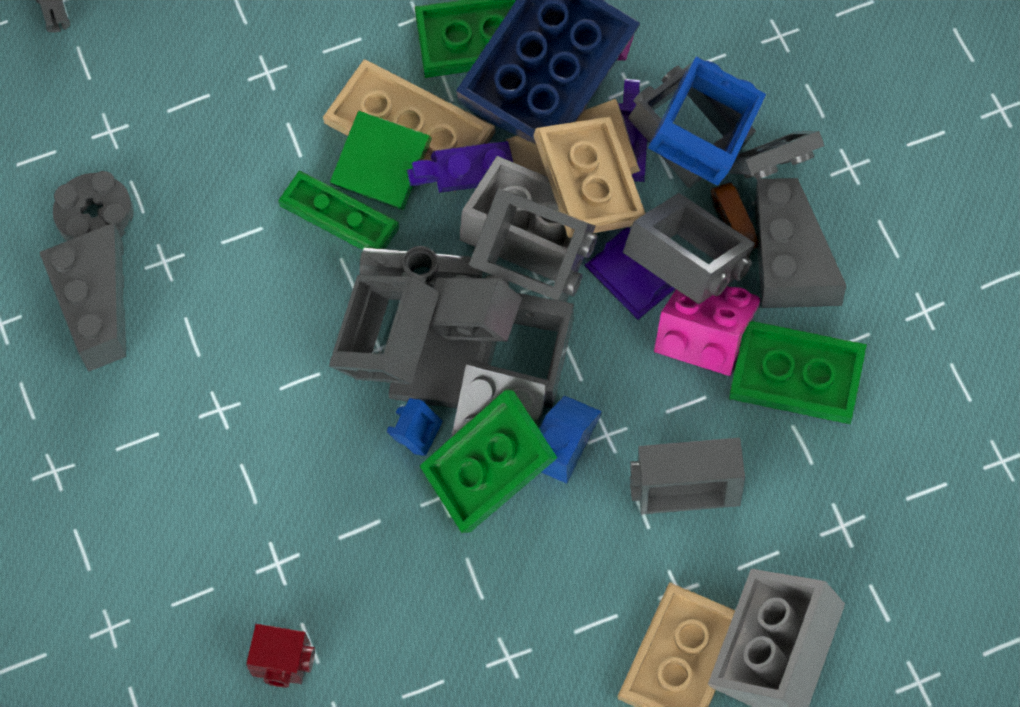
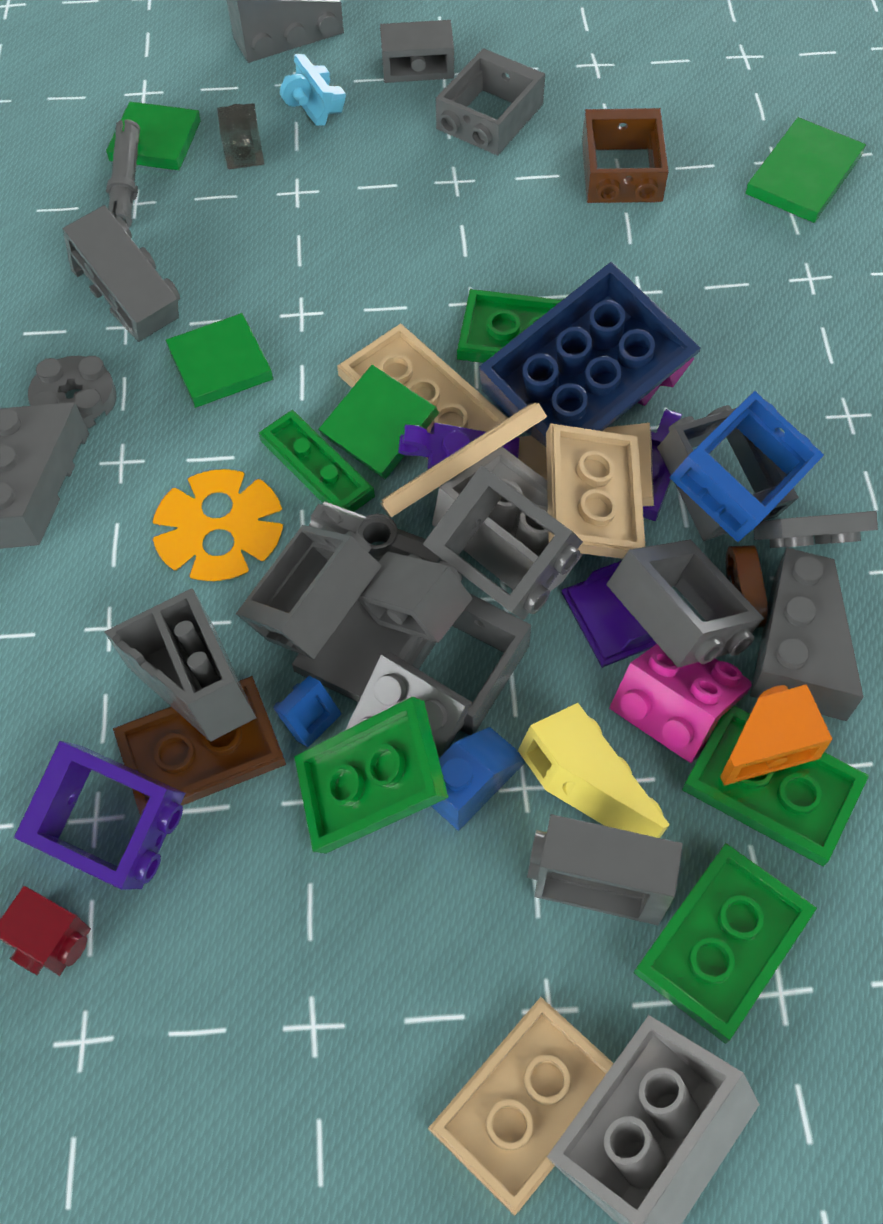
camera: 15 degrees right, 5 degrees down
(94, 85) = (121, 272): none -> dark grey wedge
(212, 140) = (219, 360): none -> green tile
(248, 549) = (58, 795): none -> dark purple window
(252, 316) = (192, 525): none -> light orange piece
(306, 418) = (184, 663): none -> dark grey wedge
(338, 482) = (183, 758): none -> reddish brown tile
(470, 179) = (462, 459): none -> tan tile
(652, 408) = (586, 772): none -> light yellow slope
(789, 334) = (778, 734): none -> orange slope
(791, 500) = (725, 942): none -> green plate

